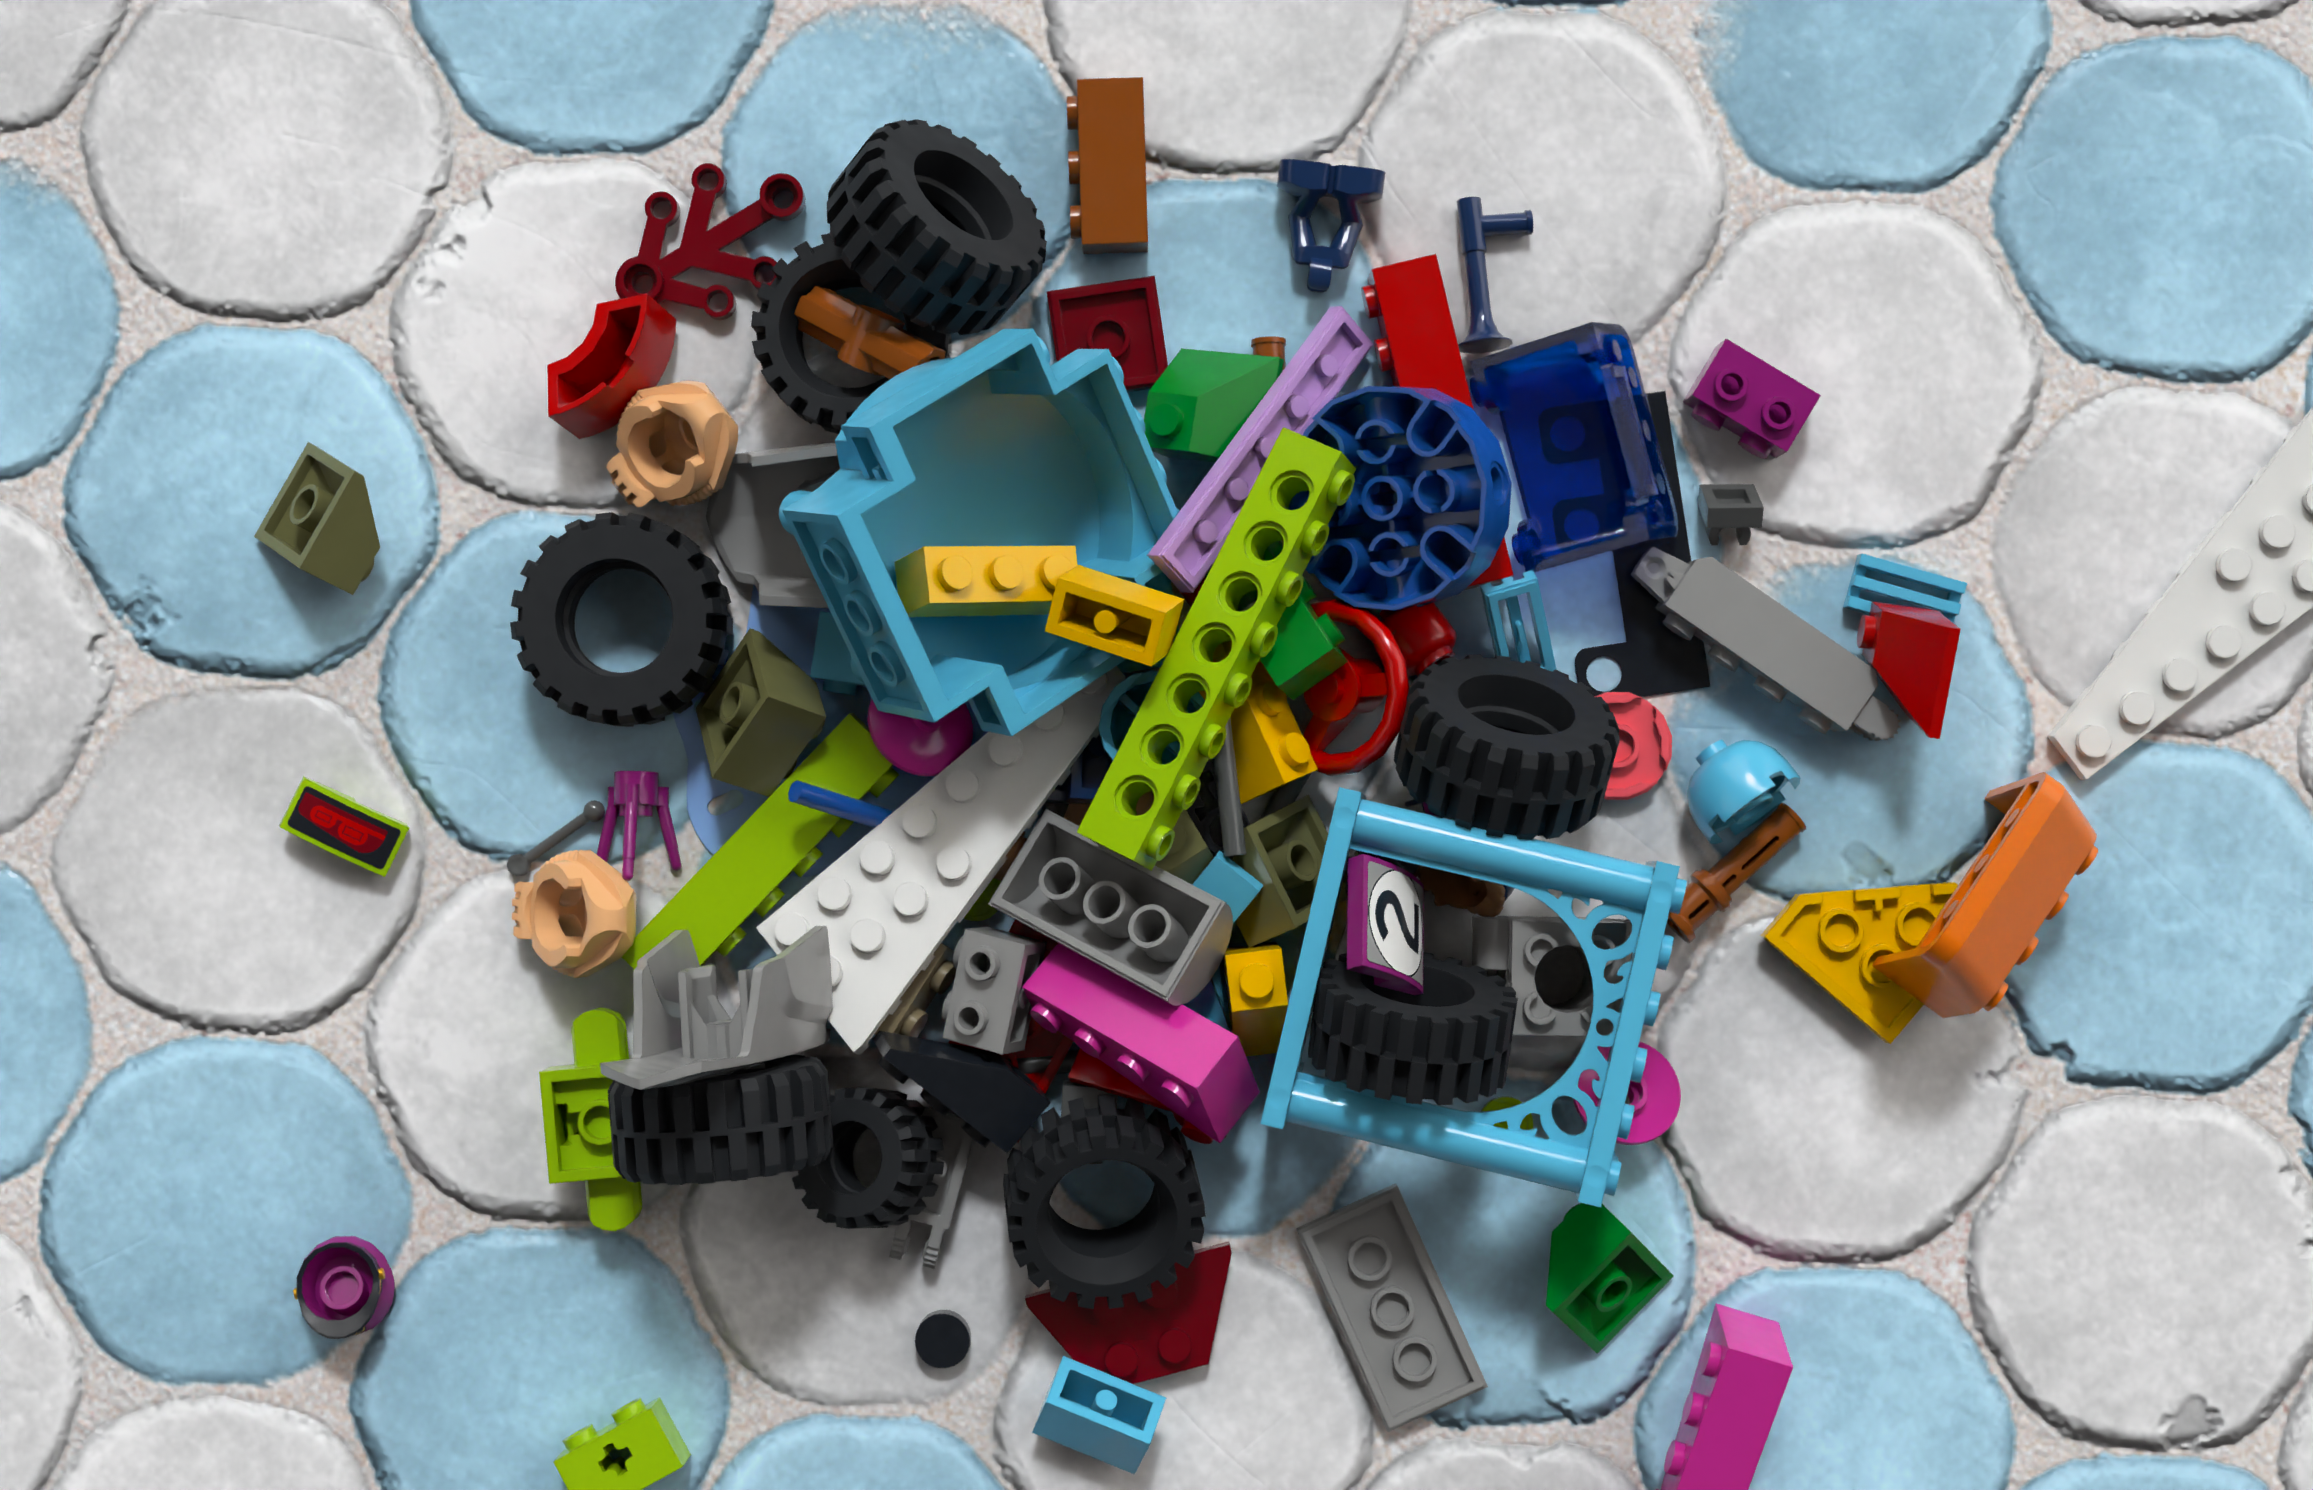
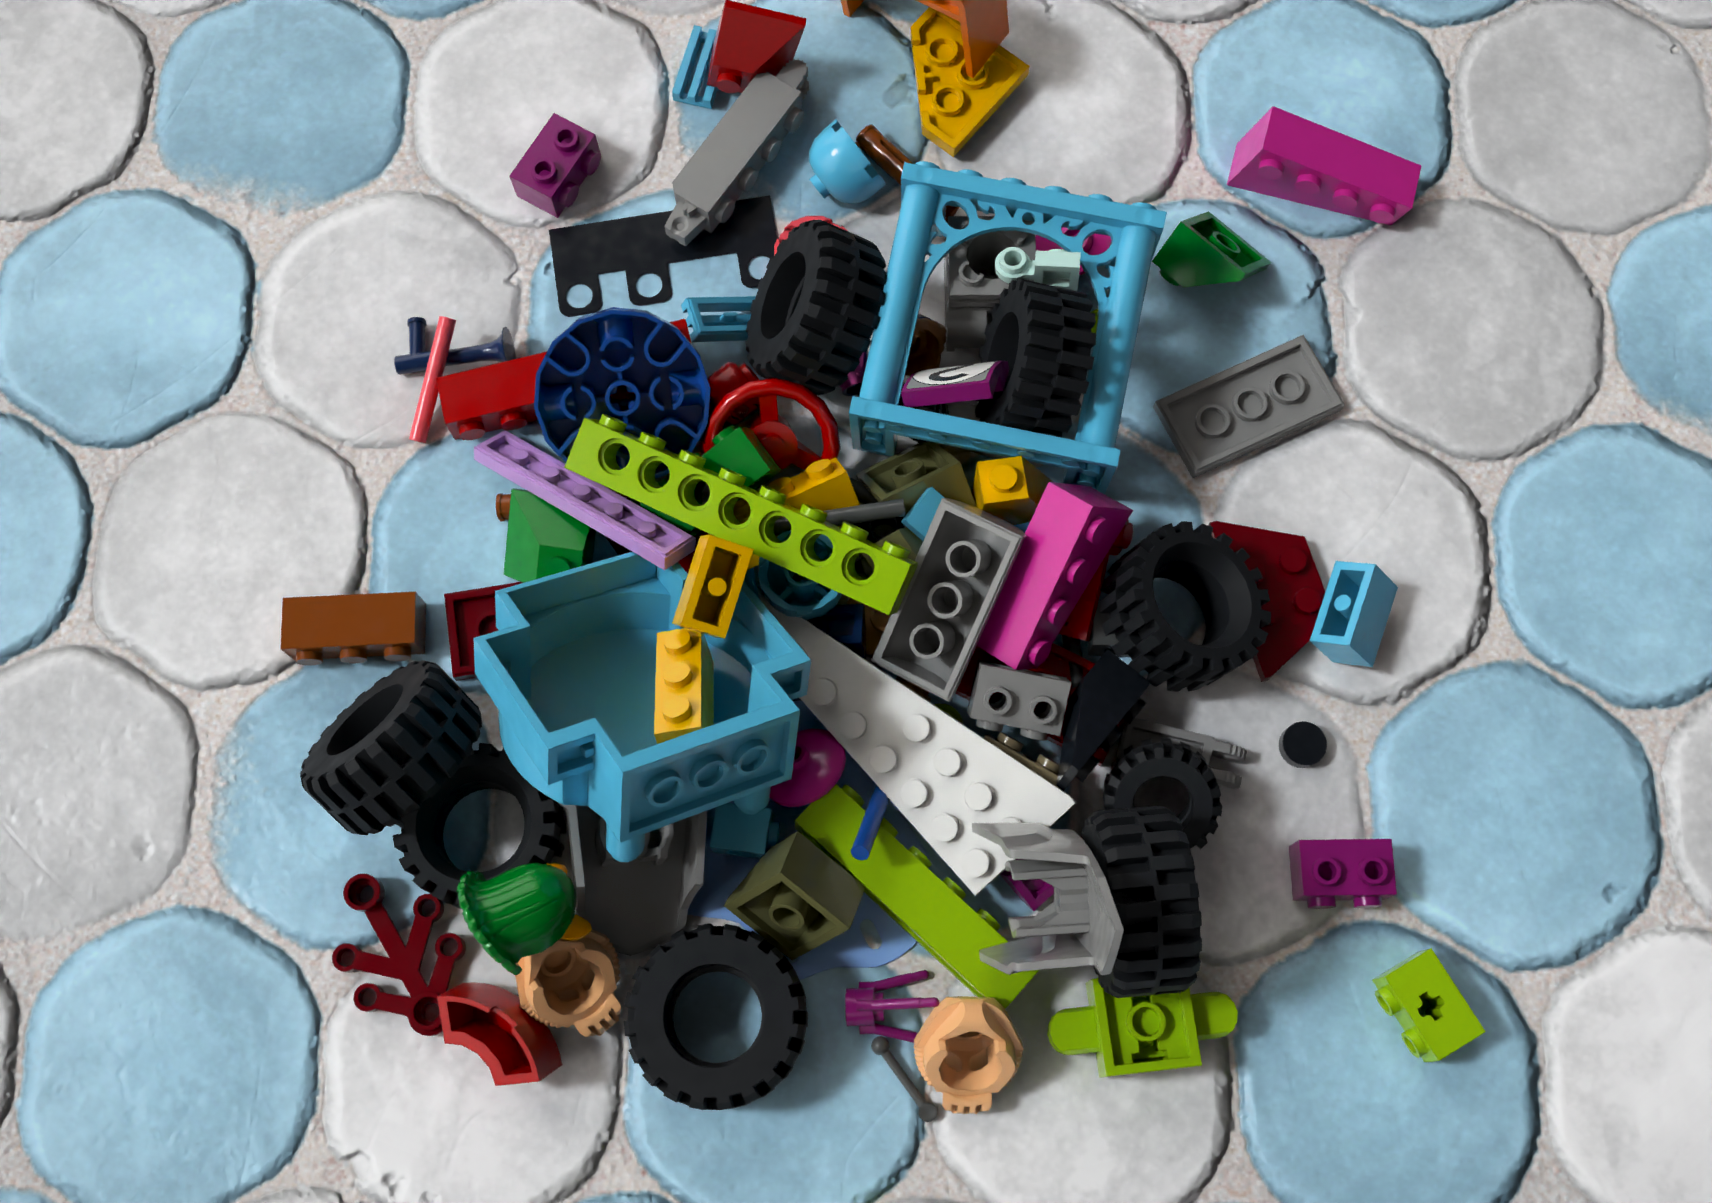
camera: 80 degrees left, 15 degrees down
(730, 391) = (521, 911): none -> green hair
(781, 1372) = (1342, 871): none -> magenta brick
(862, 334) = (479, 808): dark orange piece -> none
(1316, 180) = (374, 468): dark blue piece -> none
(1444, 248) = (429, 388): none -> coral bar
(1534, 1055) = (1050, 267): none -> light aqua plate
(1578, 445) = (584, 273): clear blue windscreen -> none
(1730, 507) = (636, 178): dark grey tile -> none

